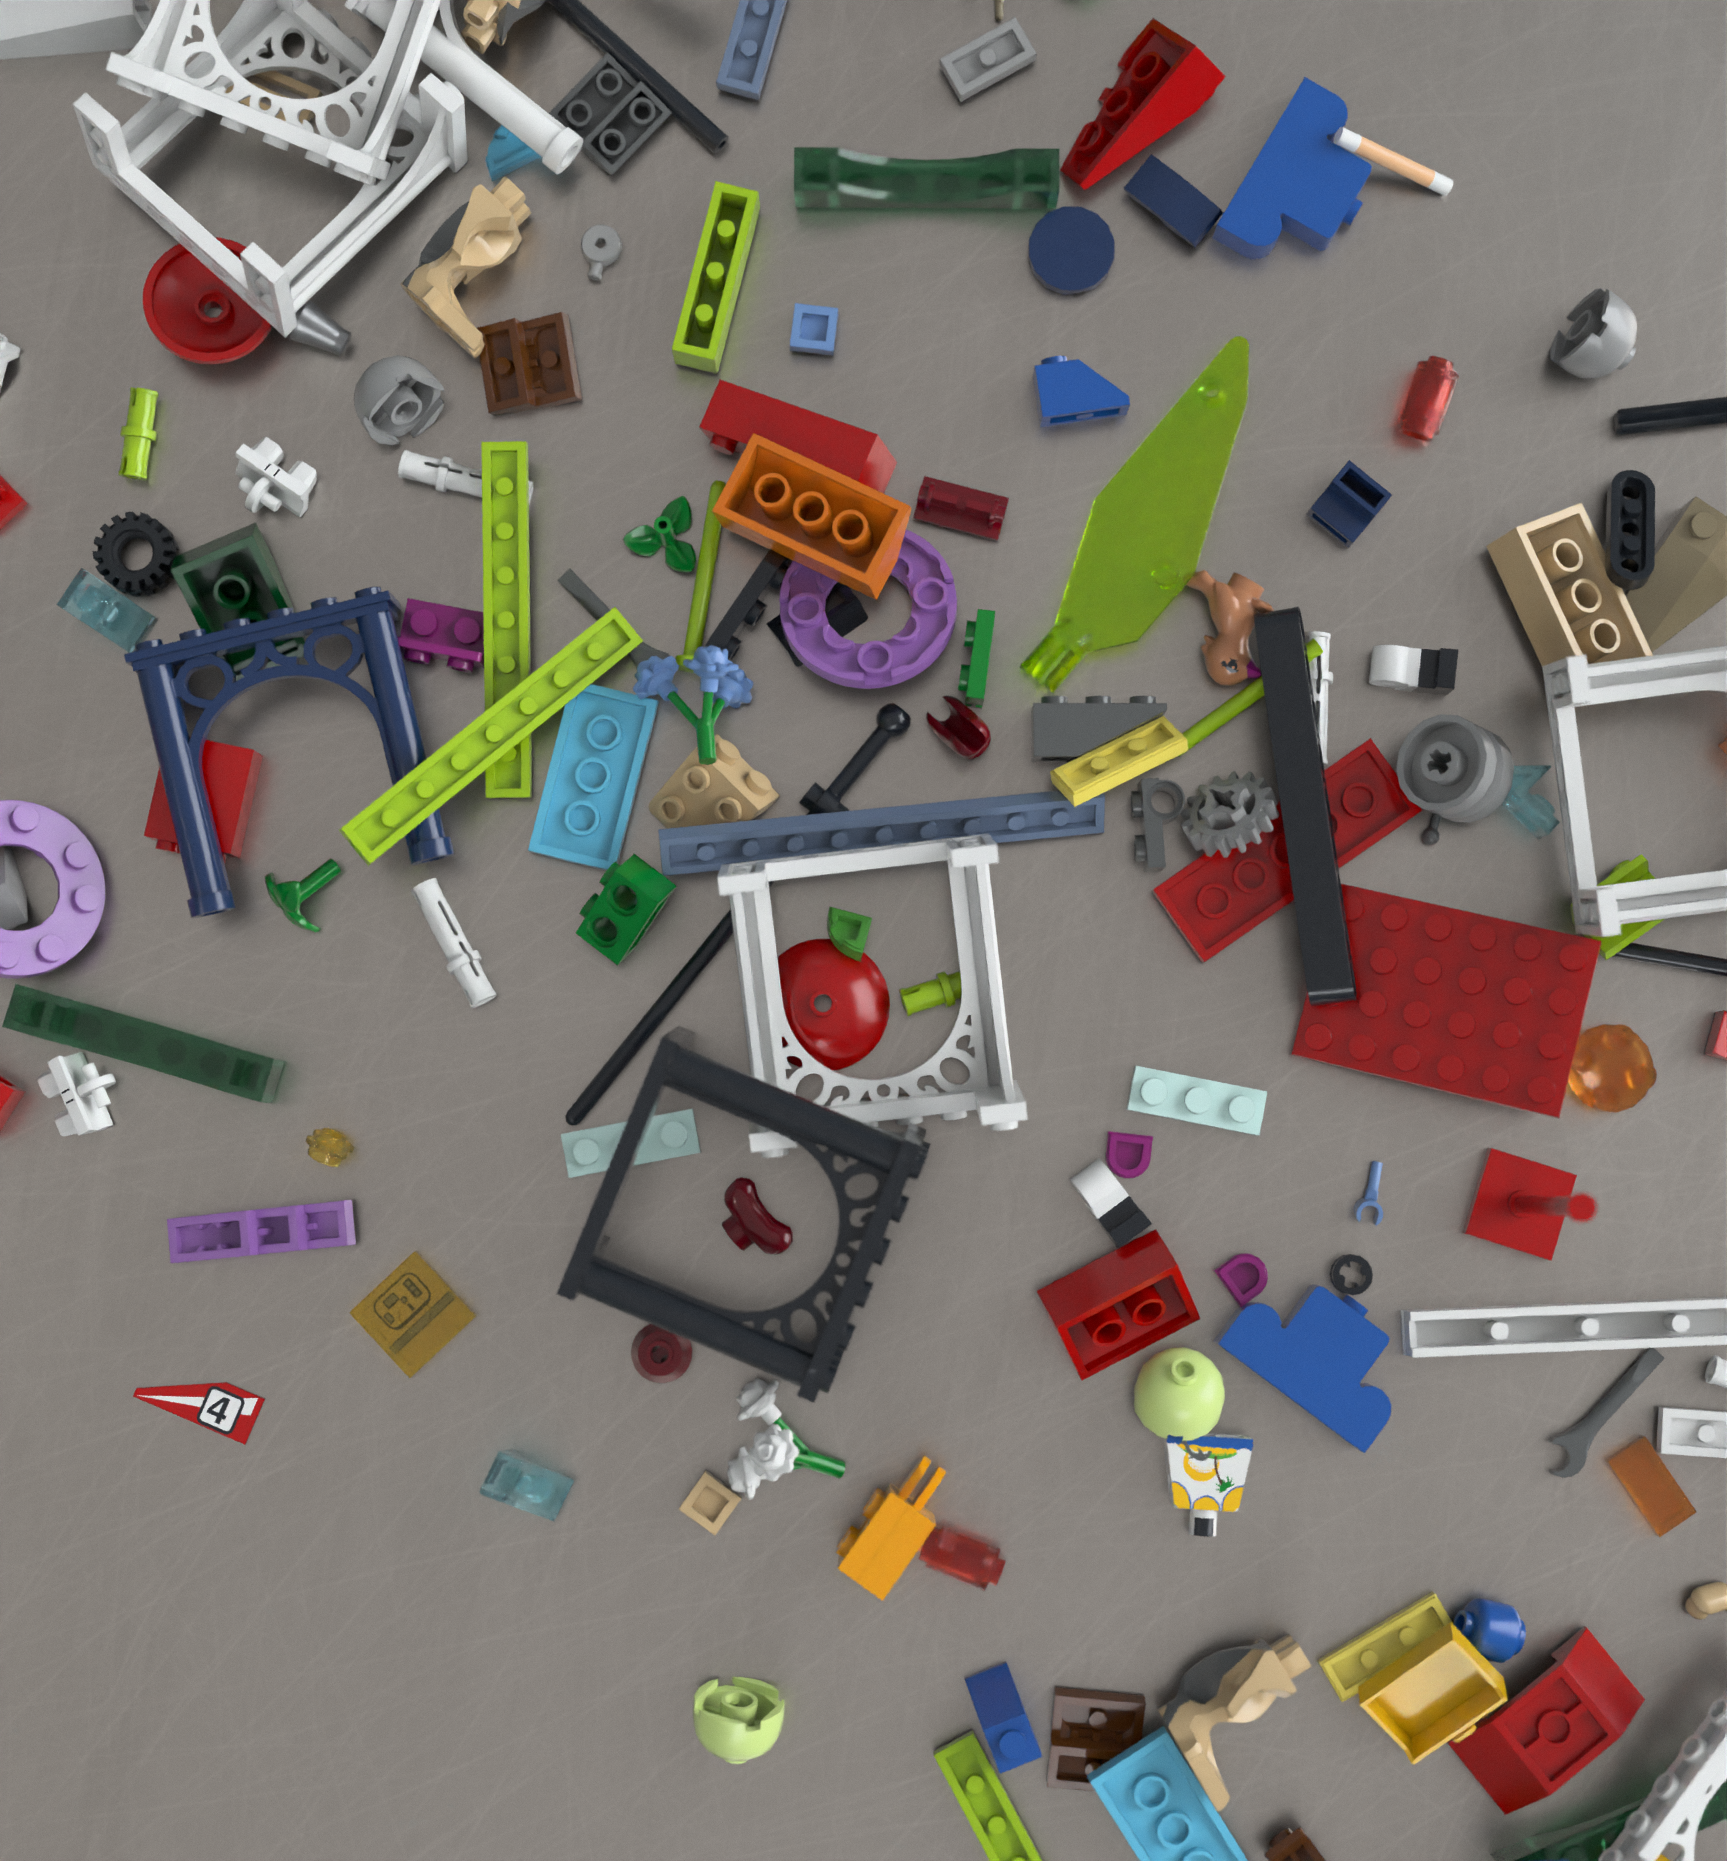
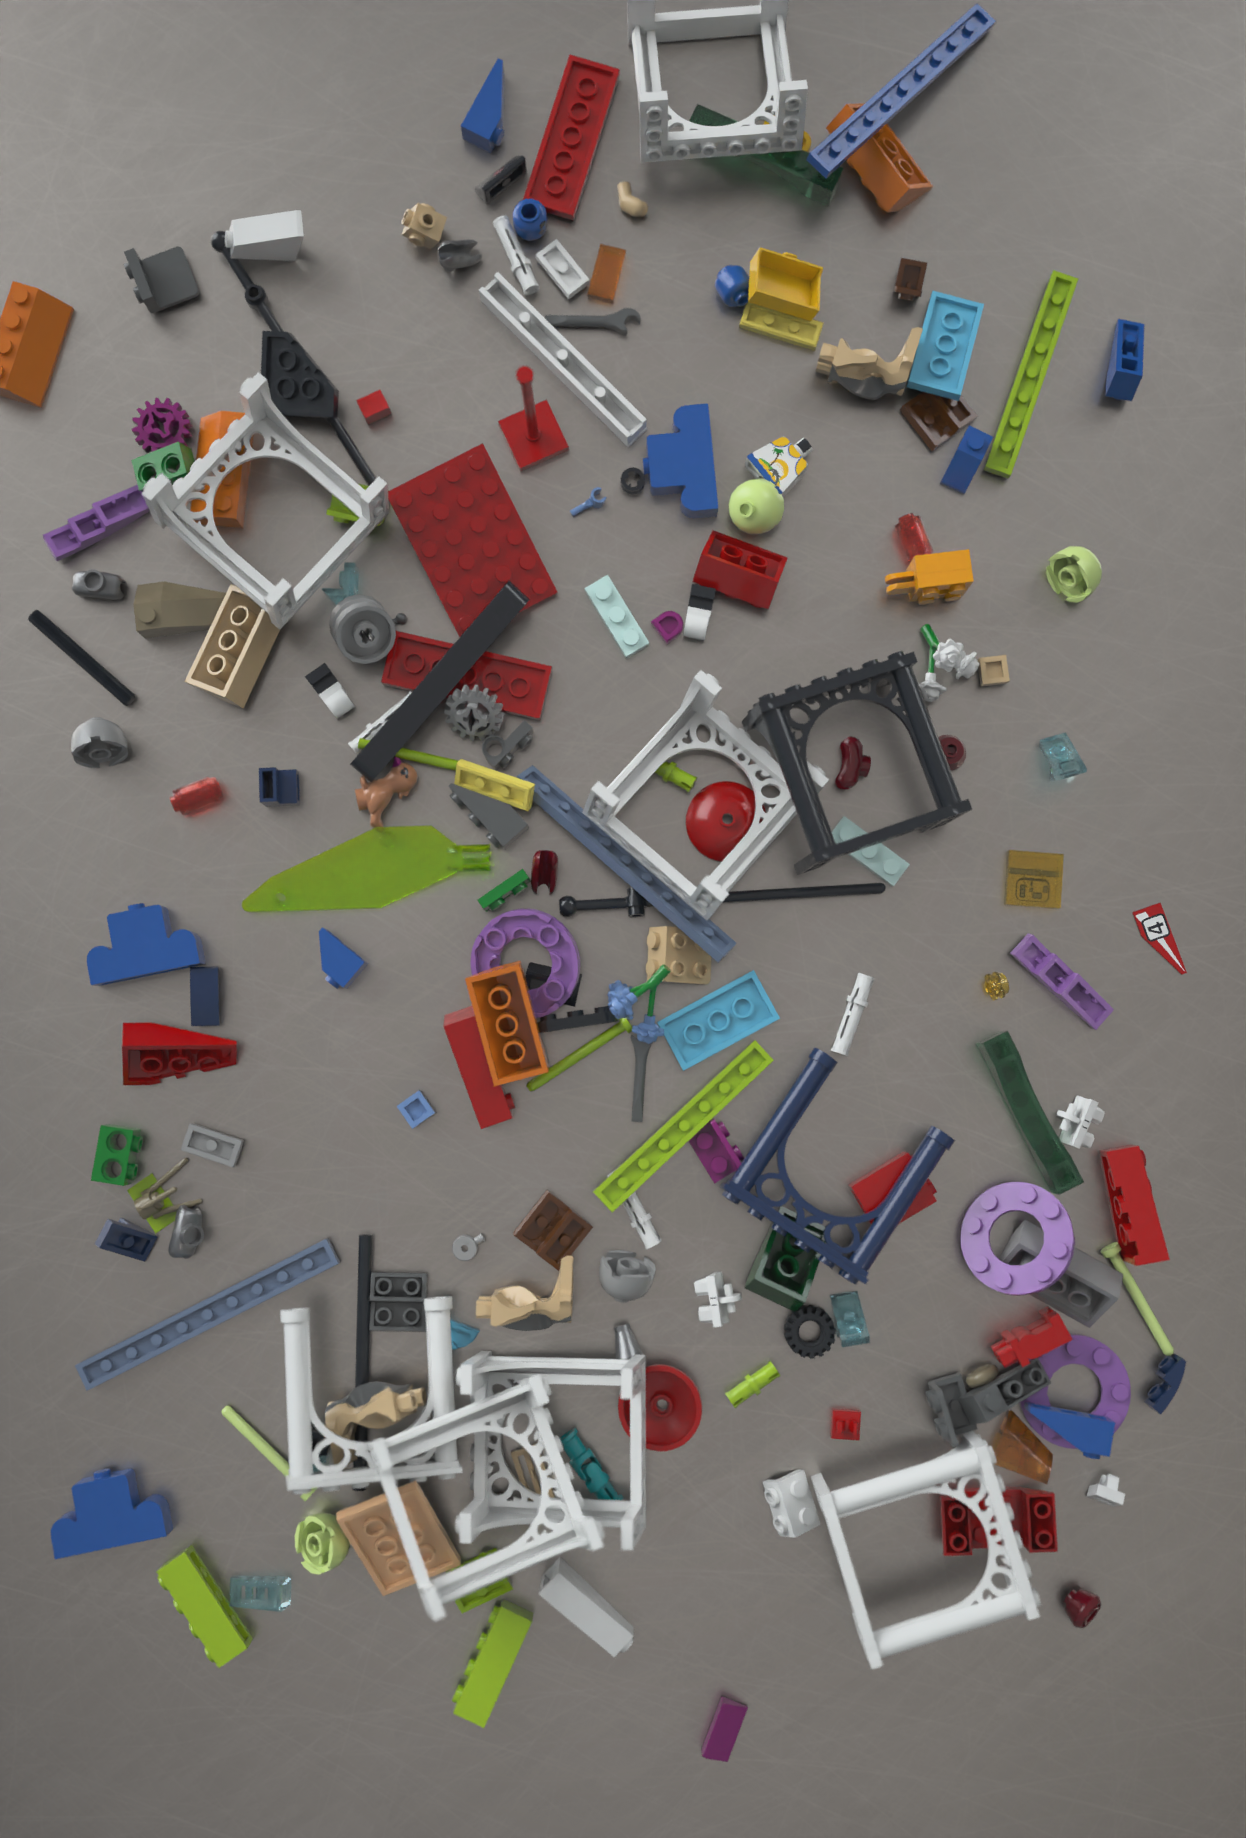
camera: 135 degrees left, 0 degrees up
(213, 159) = (591, 1472): none -> teal piece
(291, 894) = (902, 1106): green plant -> none
(490, 736) = (746, 1078): lime plate -> none
(628, 911) = (767, 946): green brick -> none
(673, 521) = (585, 1097): green plant -> none
(716, 277) = (433, 1176): lime brick -> none
(848, 931) = (683, 839): bright green tile -> none
(868, 181) = (311, 1134): clear green arch -> none
(960, 508) = (439, 964): dark red hinge -> none
(1071, 250) = (270, 1023): dark blue tile -> none
(1242, 1277) = (677, 527): magenta tile -> none
(1393, 161) = (95, 909): light nougat bar -> none
(1551, 1726) = (750, 221): red slope -> none
(1611, 1068) = (434, 445): clear orange dish -> none
(1636, 518) = (169, 650): black plate -> none

